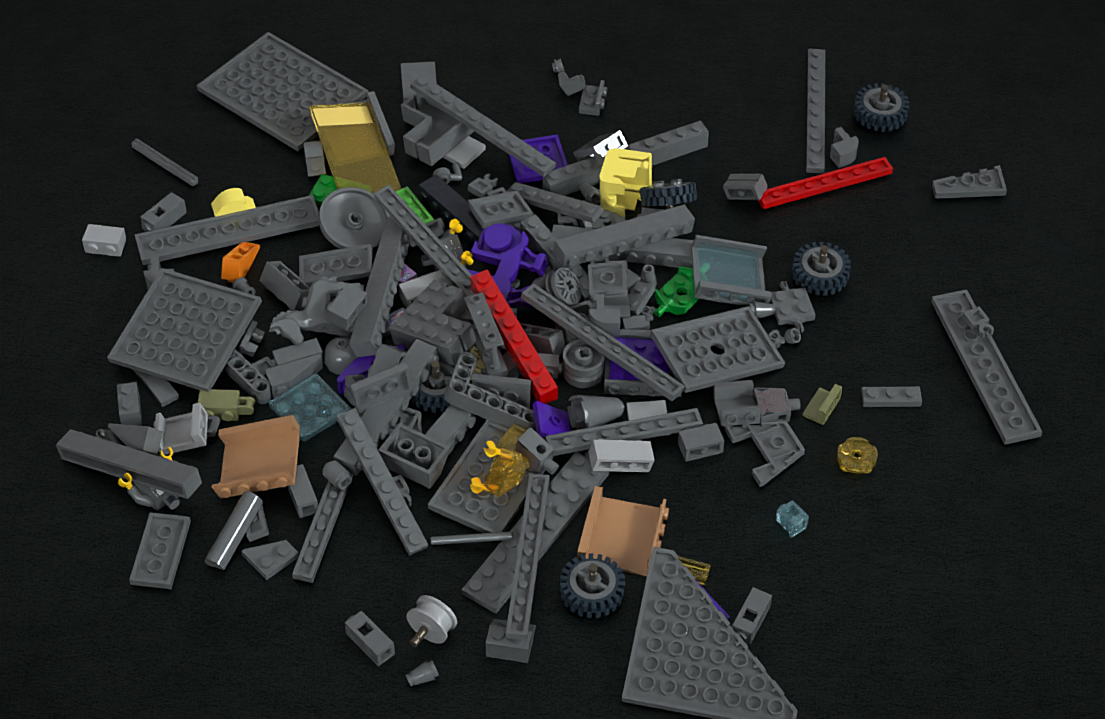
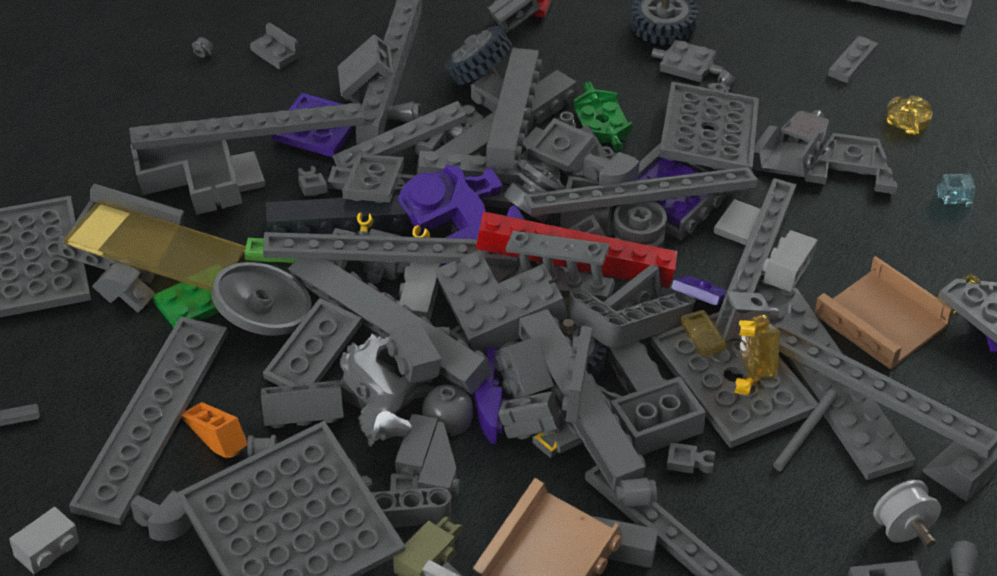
camera: 55 degrees left, 5 degrees down
(164, 213) = (63, 462): dark grey brick -> none
(231, 201) = (118, 390): light yellow brick -> none
(311, 404) = (496, 473): clear light blue plate -> none
(382, 482) = (681, 455): dark grey plate -> none
(412, 71) = (98, 155): dark grey tile -> none
(445, 175) = (265, 195): dark grey plate -> none
(571, 85) = (241, 49): dark grey panel -> none
(592, 585) = (943, 366): wheel -> none
(593, 410) = (712, 256): dark grey cone -> none
(622, 172) = (418, 72): light yellow piece -> none
(700, 442) = (810, 201): dark grey brick -> none
(728, 271) = (613, 74): panel -> none
(762, 309) = (678, 76): dark grey cone -> none
(823, 404) = (829, 100): olive panel -> none

